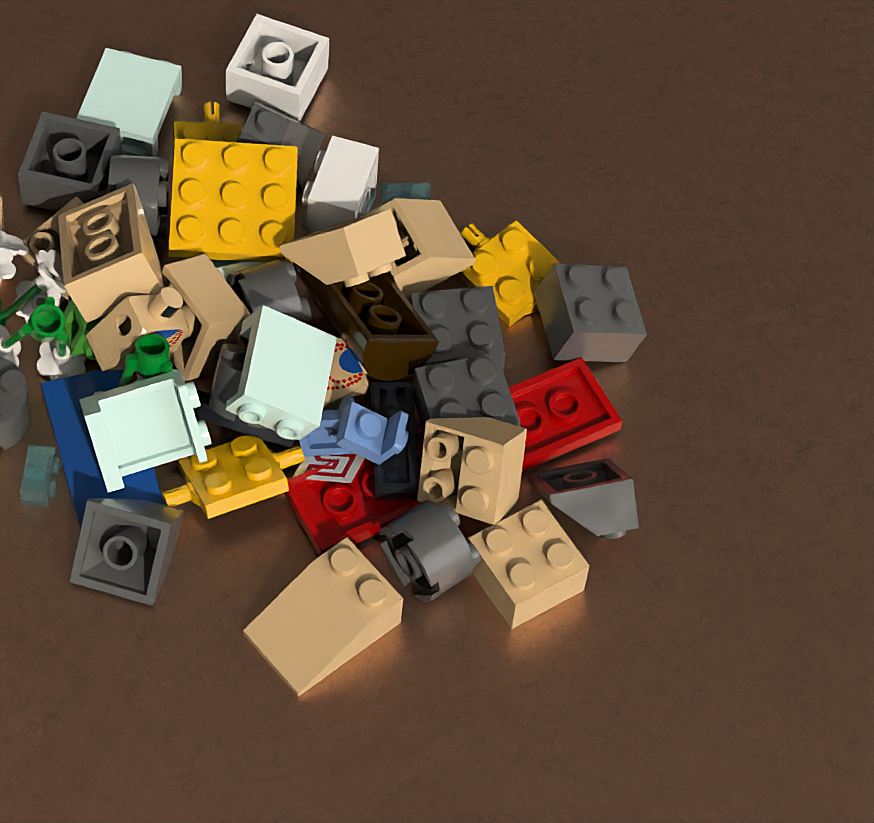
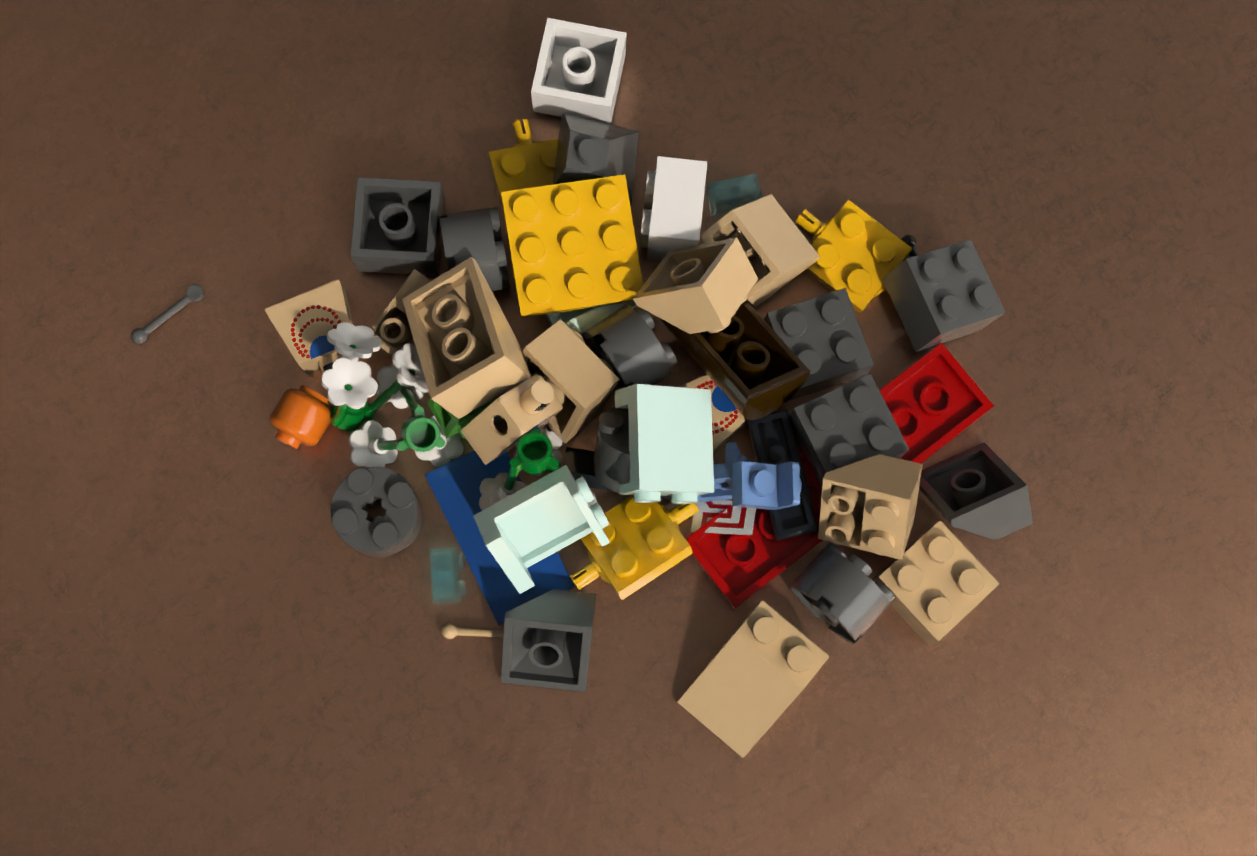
camera: 10 degrees left, 20 degrees up
(31, 526) = (450, 630): none -> tan hinge
(132, 96) = (440, 135): light aqua panel -> none

